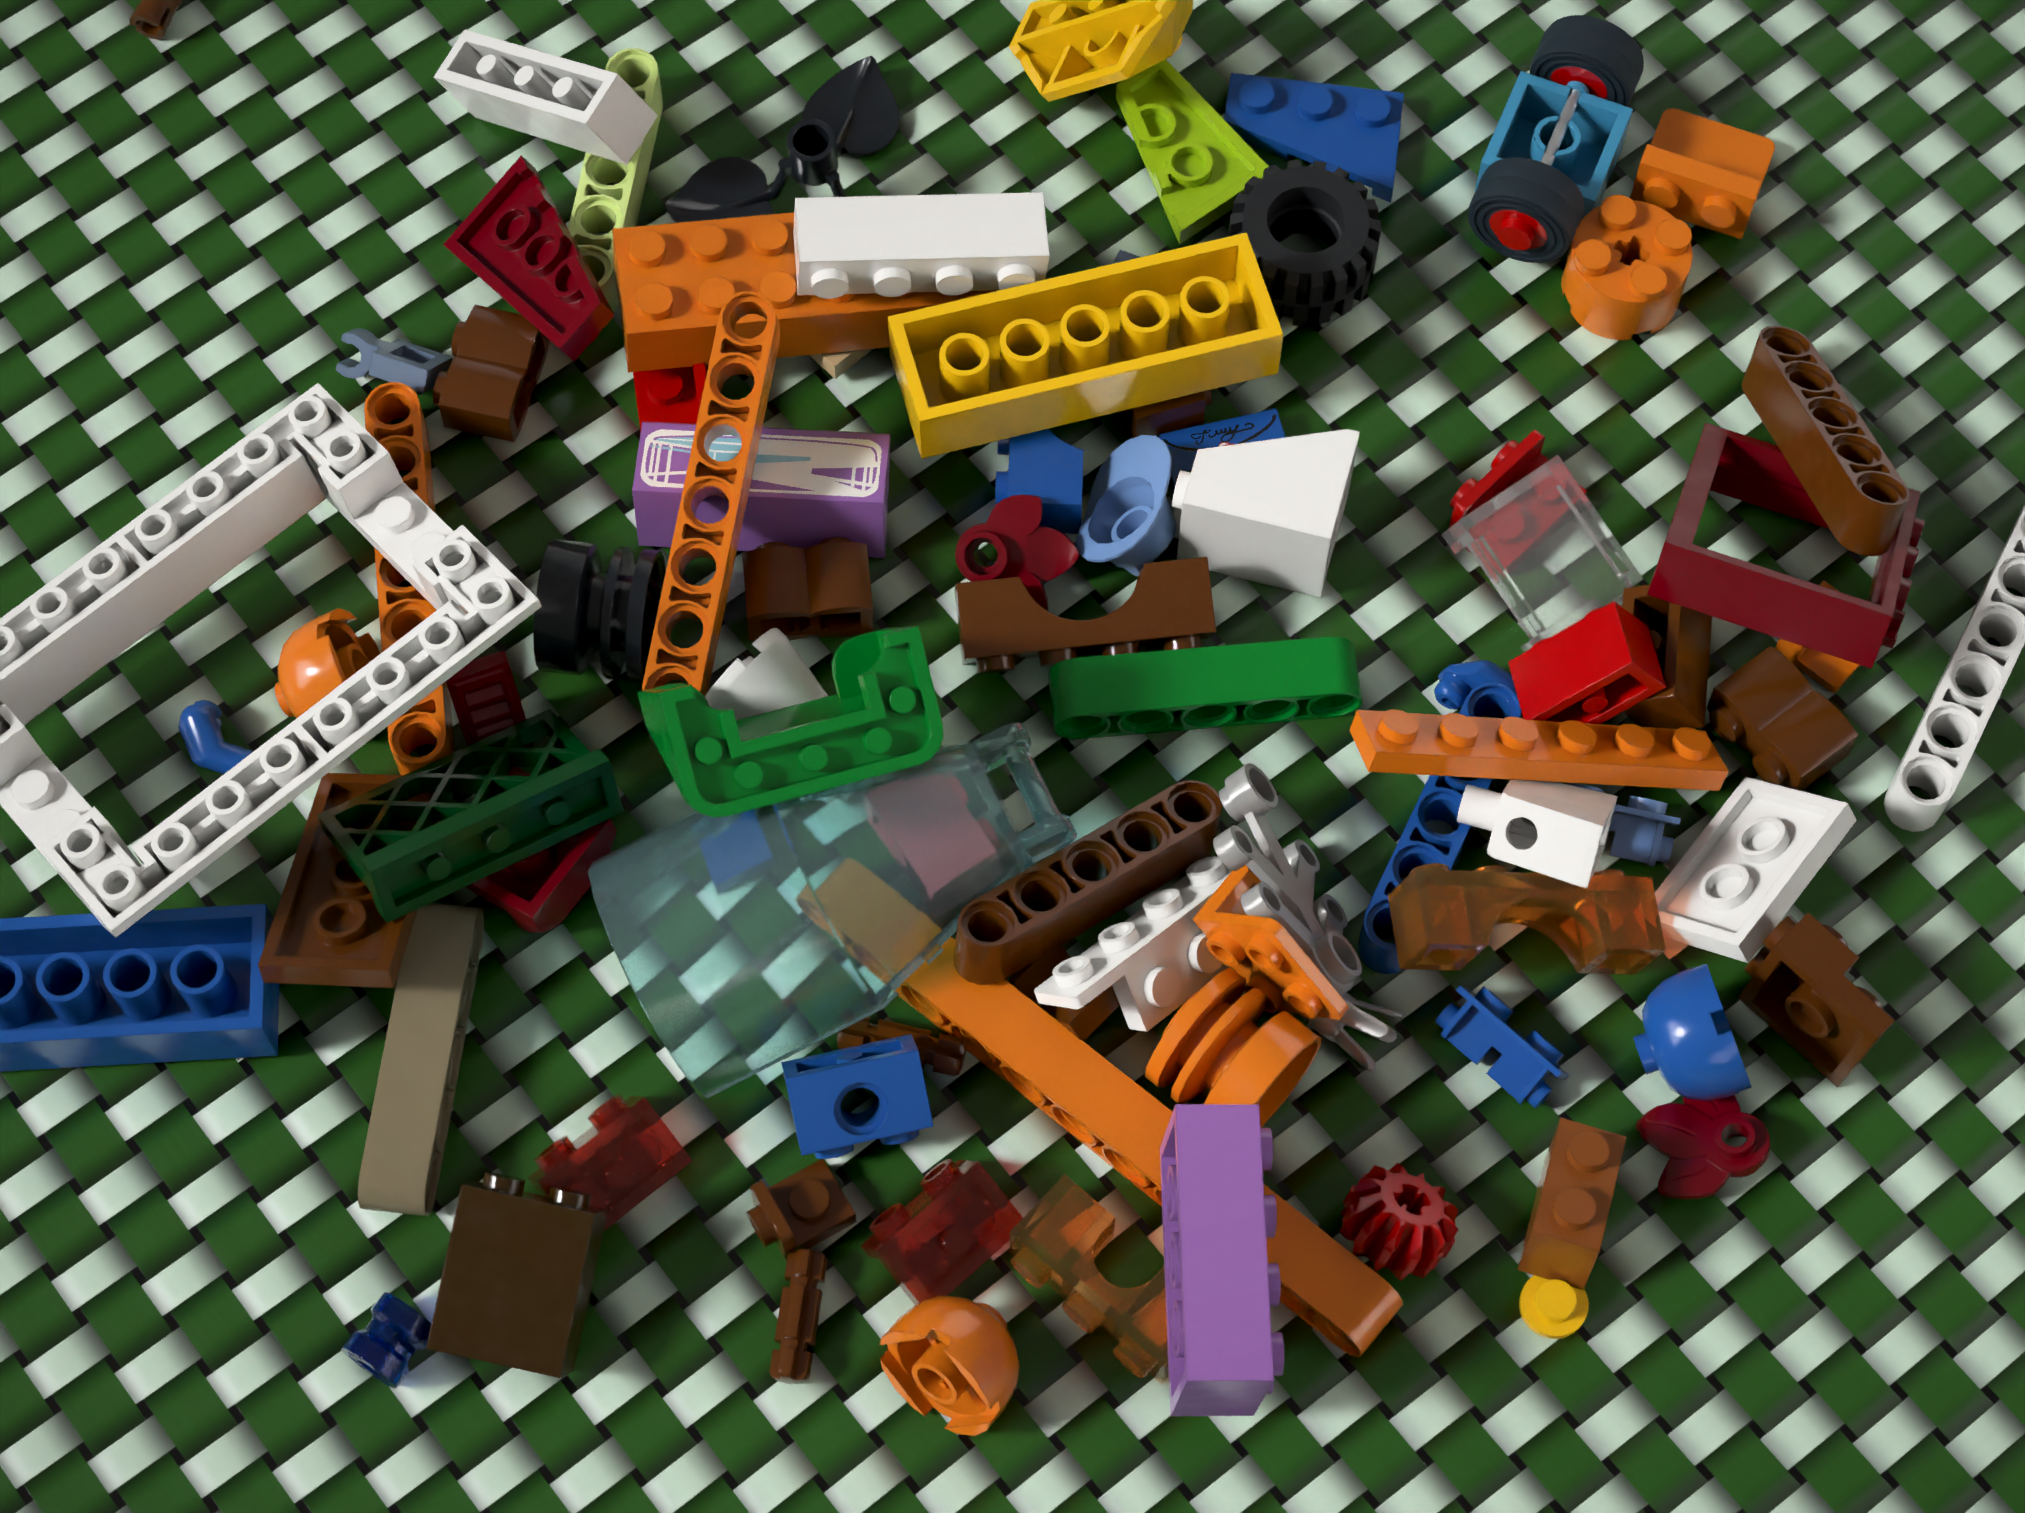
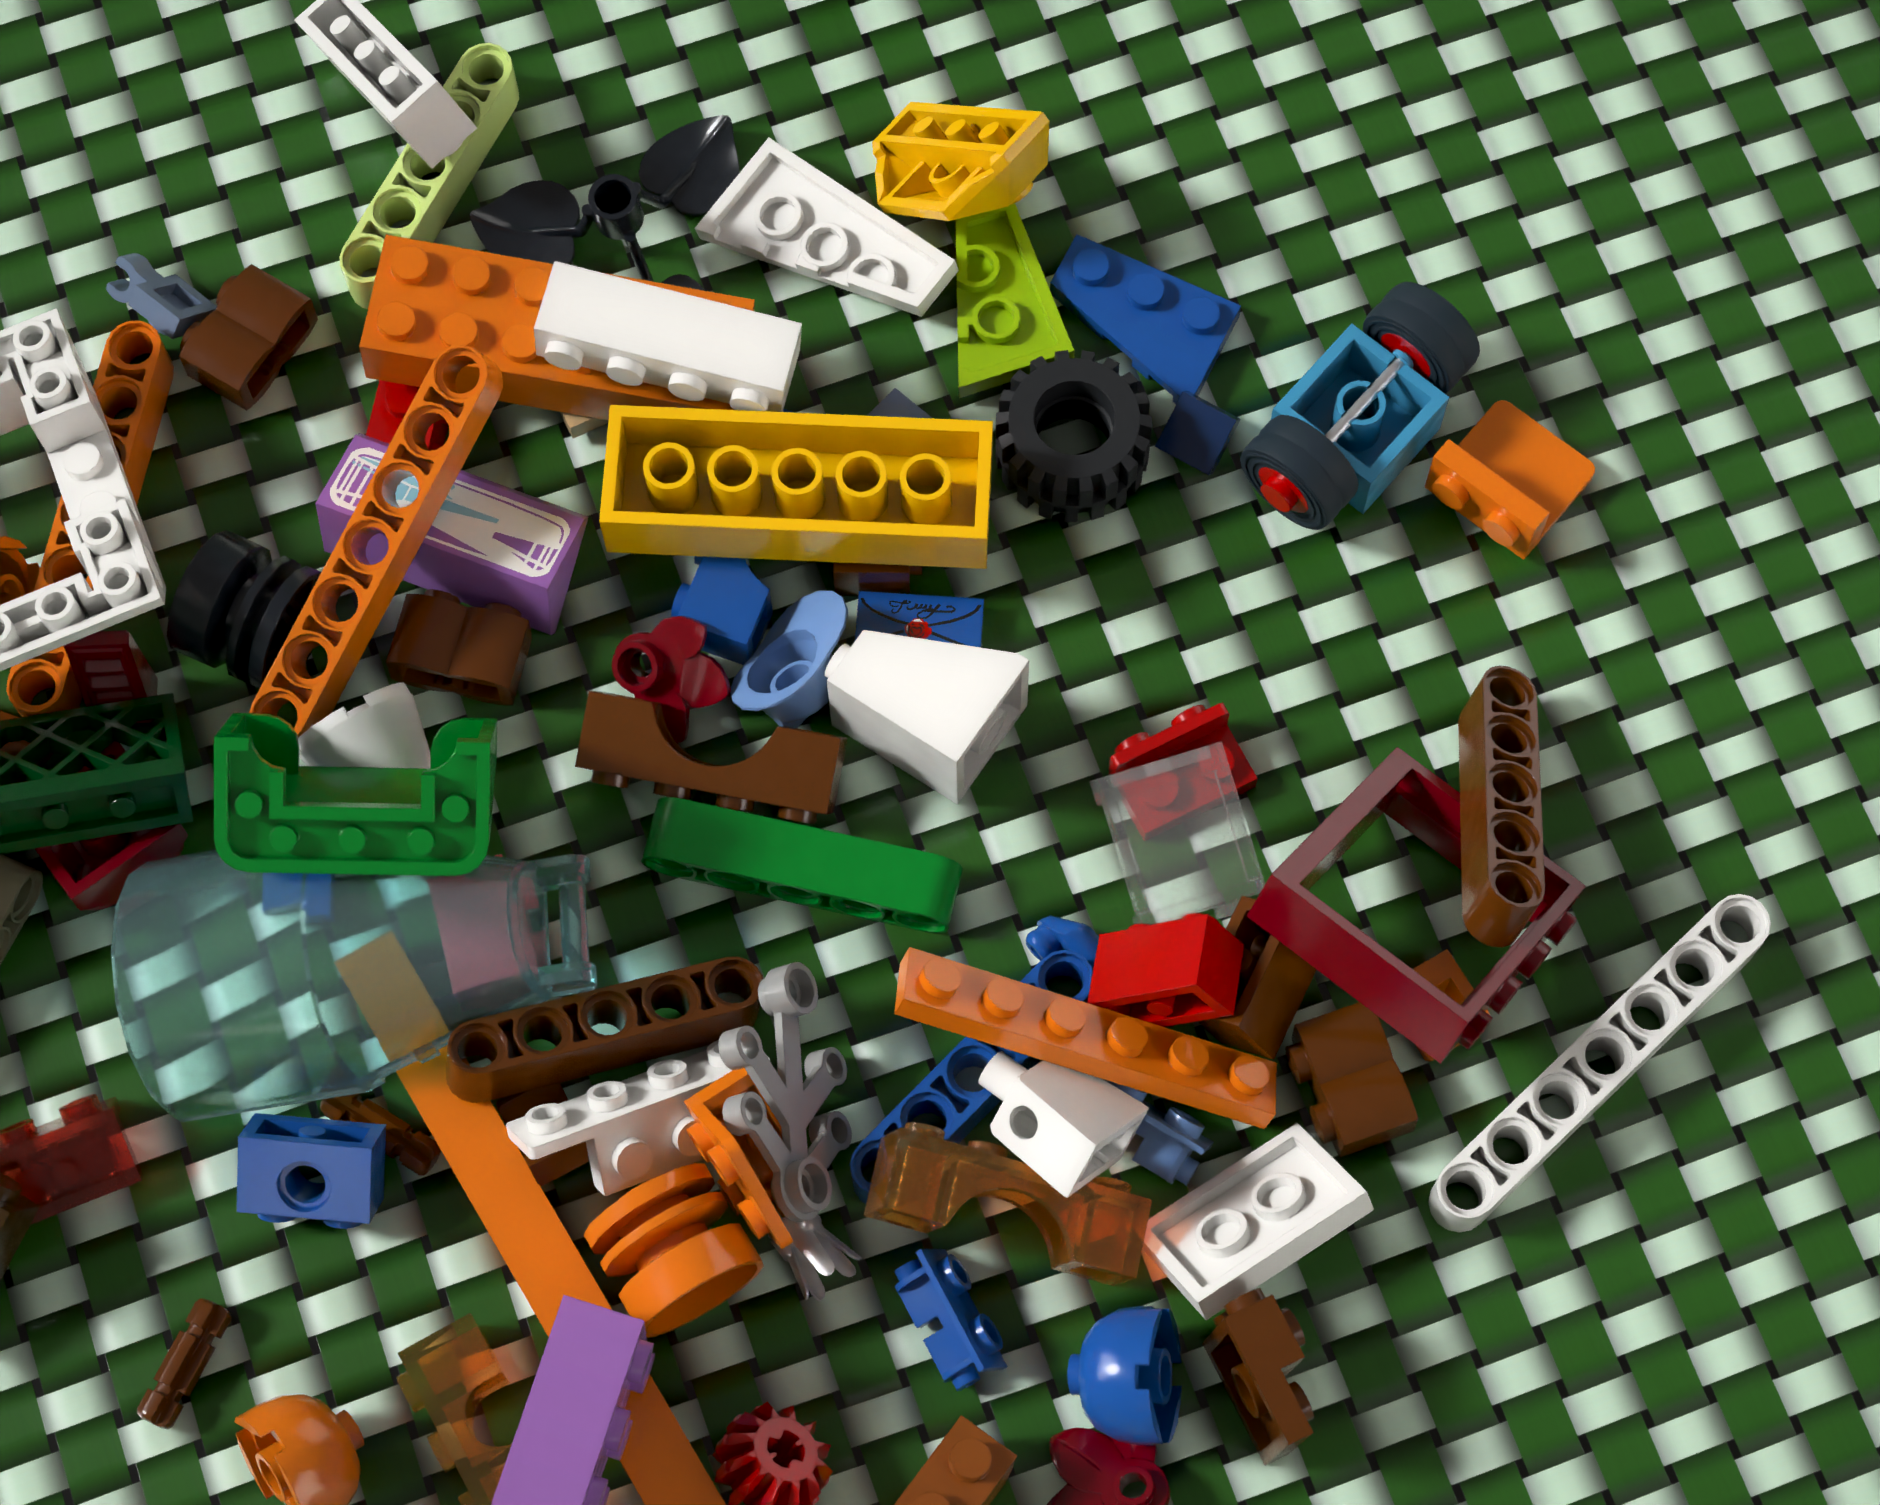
camera: 20 degrees right, 5 degrees up
(532, 261) = (316, 237): dark red wing -> none
(800, 1209) = (223, 1260): reddish brown bracket -> none
(943, 1230) = (344, 1328): clear red bracket -> none
(999, 131) = (816, 227): none -> white wing
(1411, 210) = (1197, 432): none -> dark blue tile
(1627, 268) = (1415, 552): orange brick -> none

